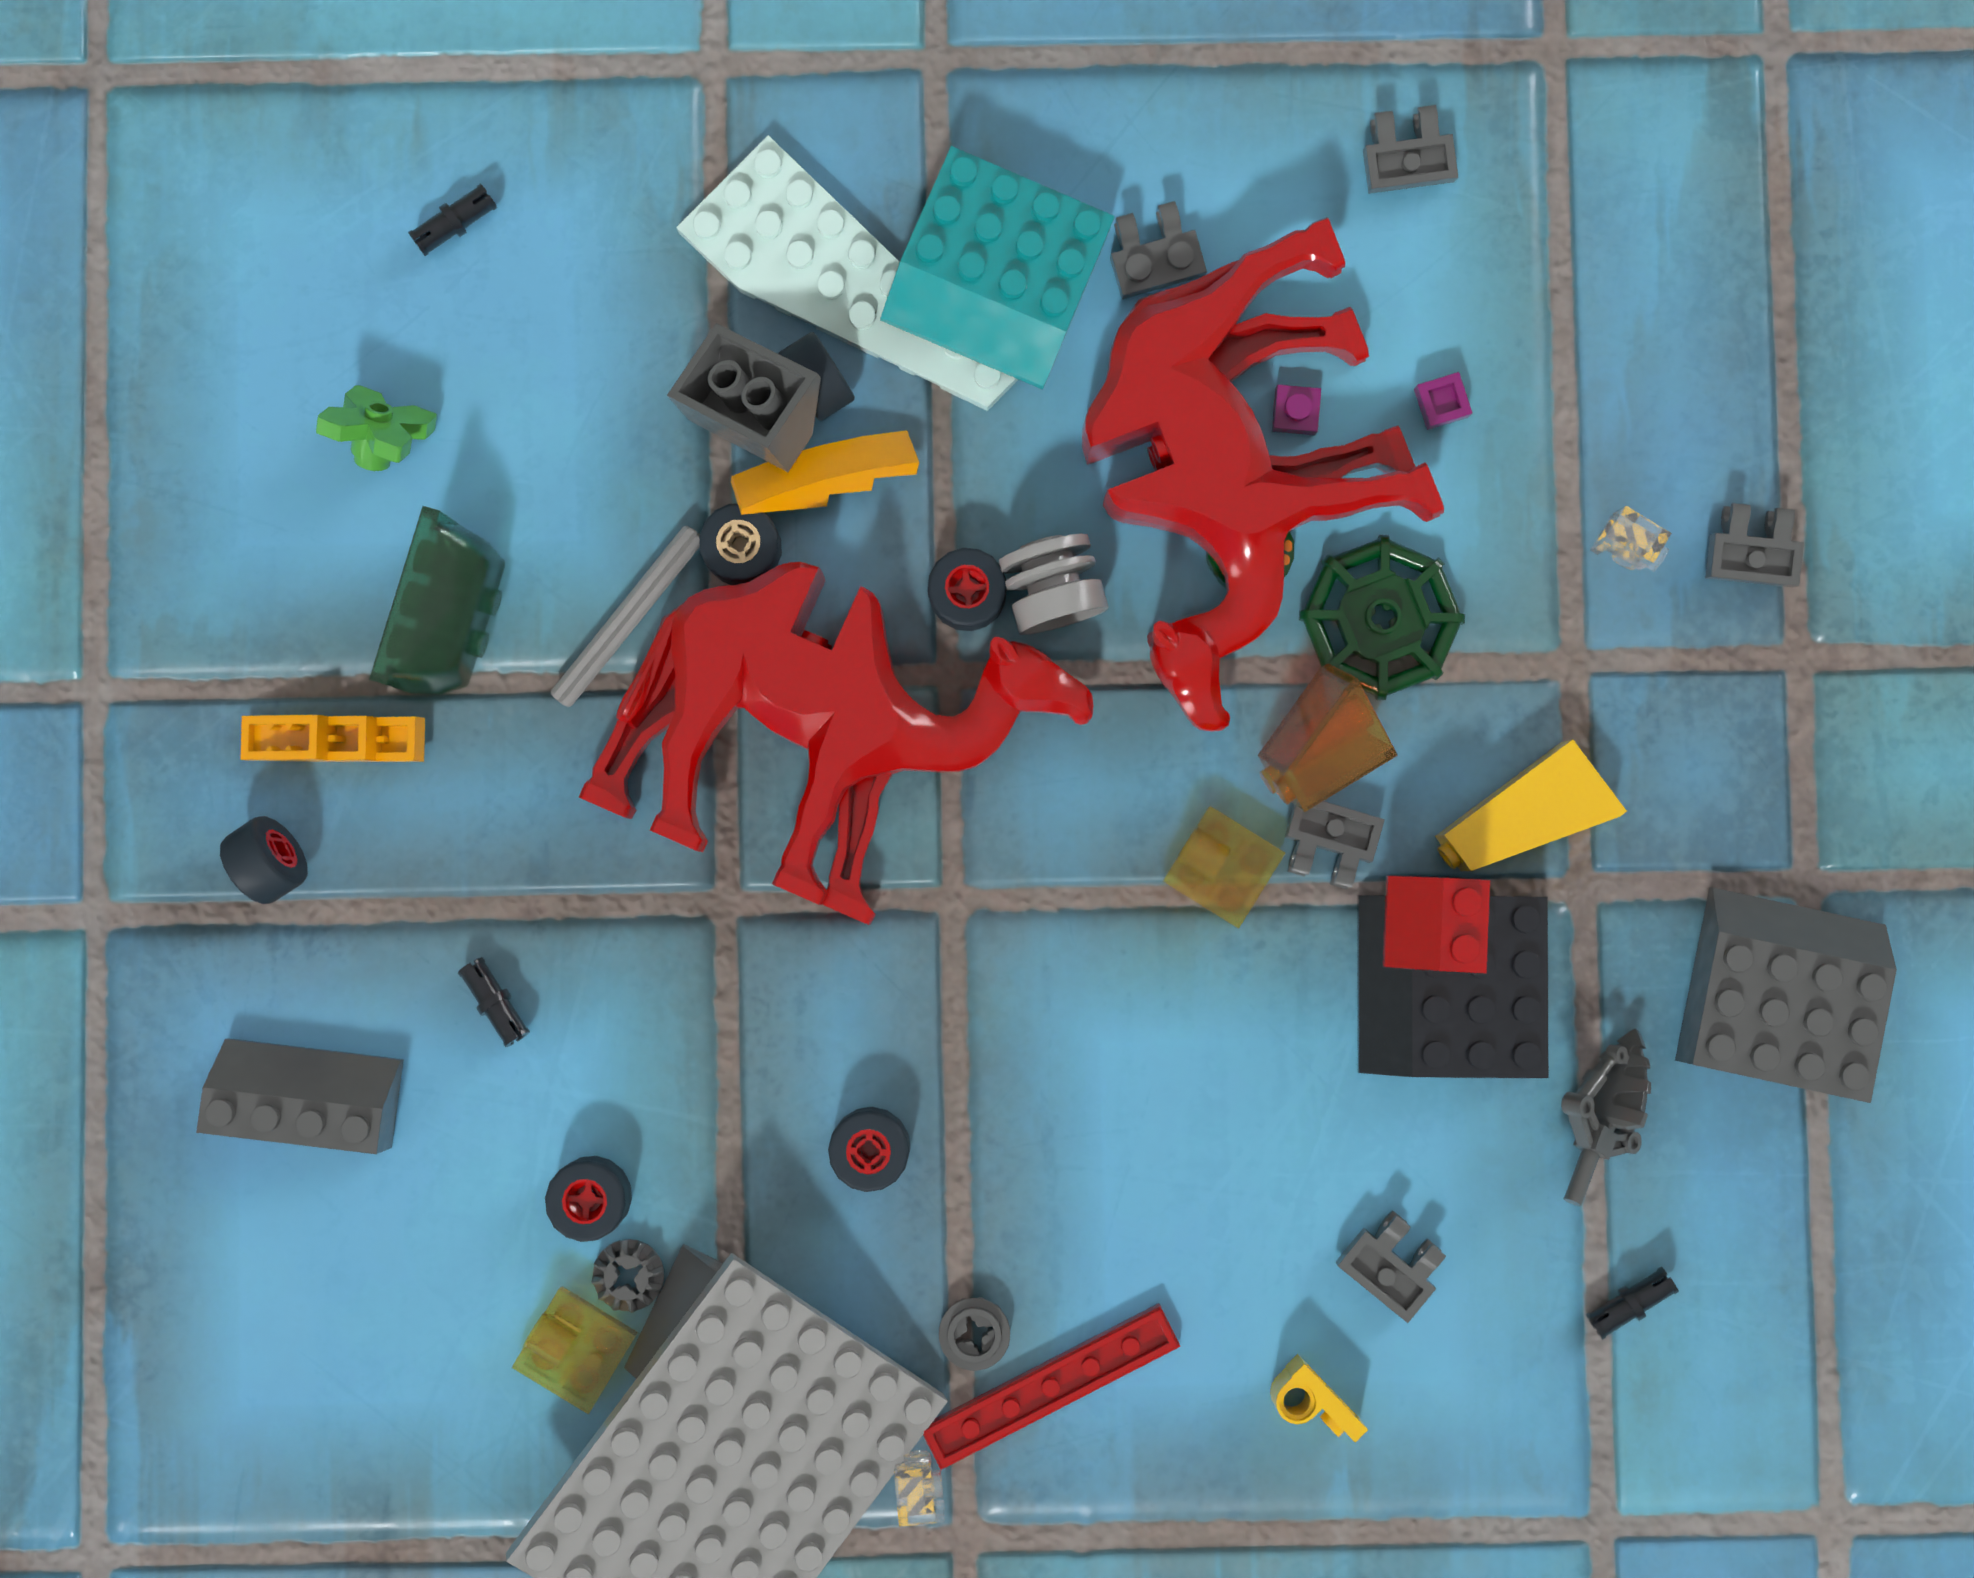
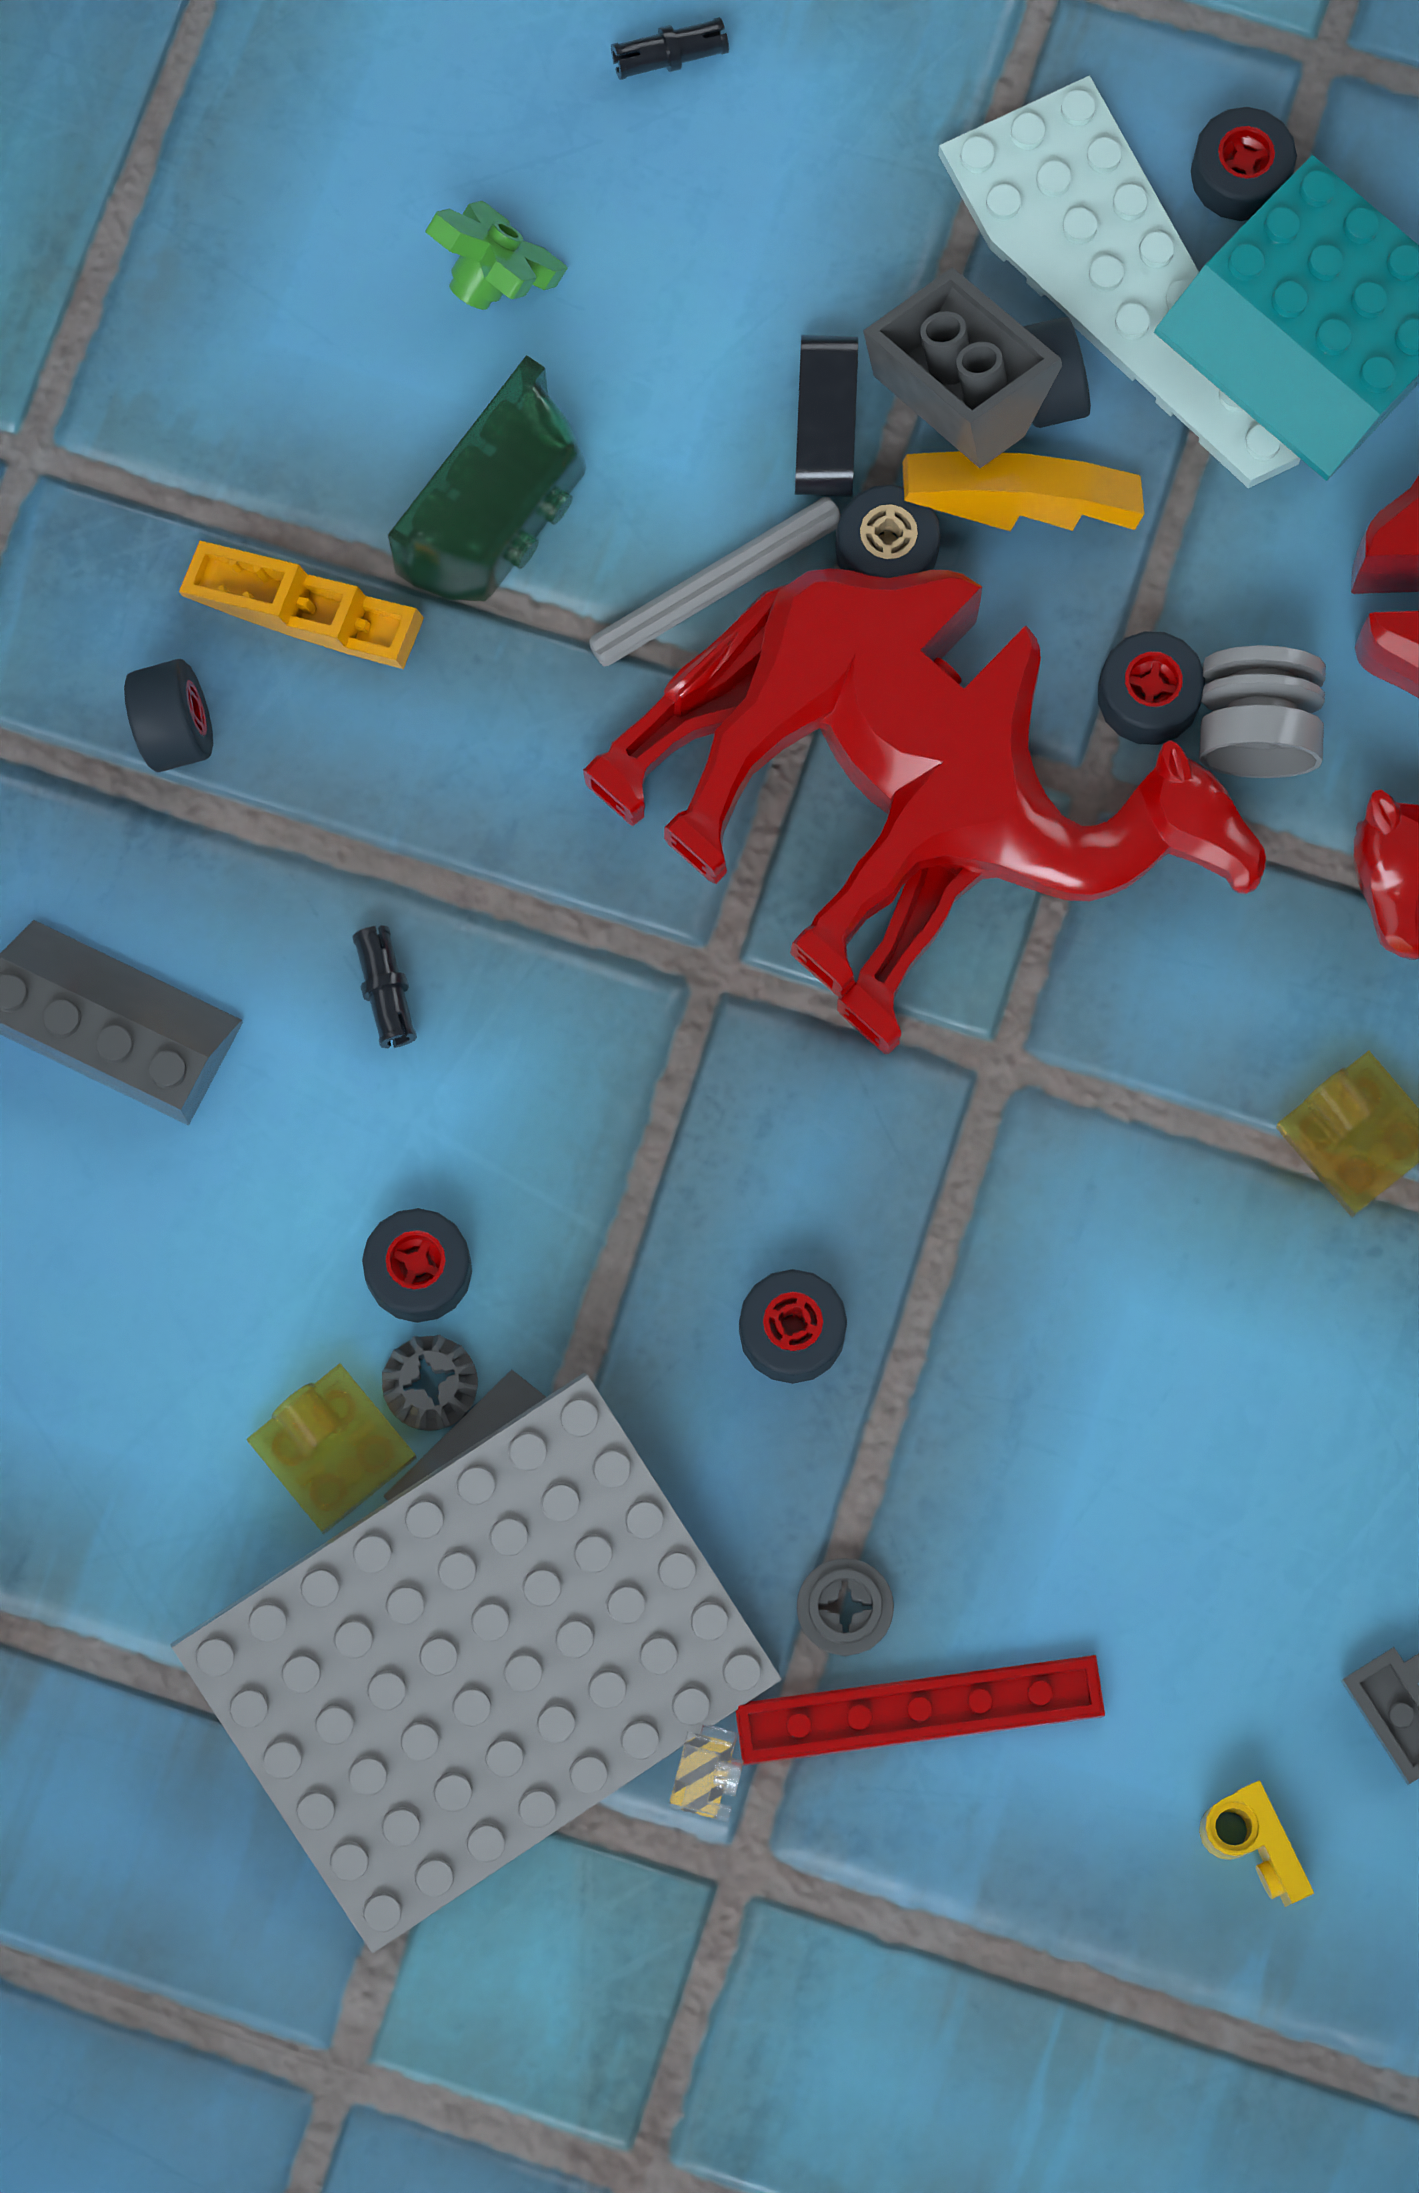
camera: 20 degrees right, 10 degrees down
(663, 464) = (826, 415): none -> black beam
(895, 150) = (1252, 144): none -> black wheel

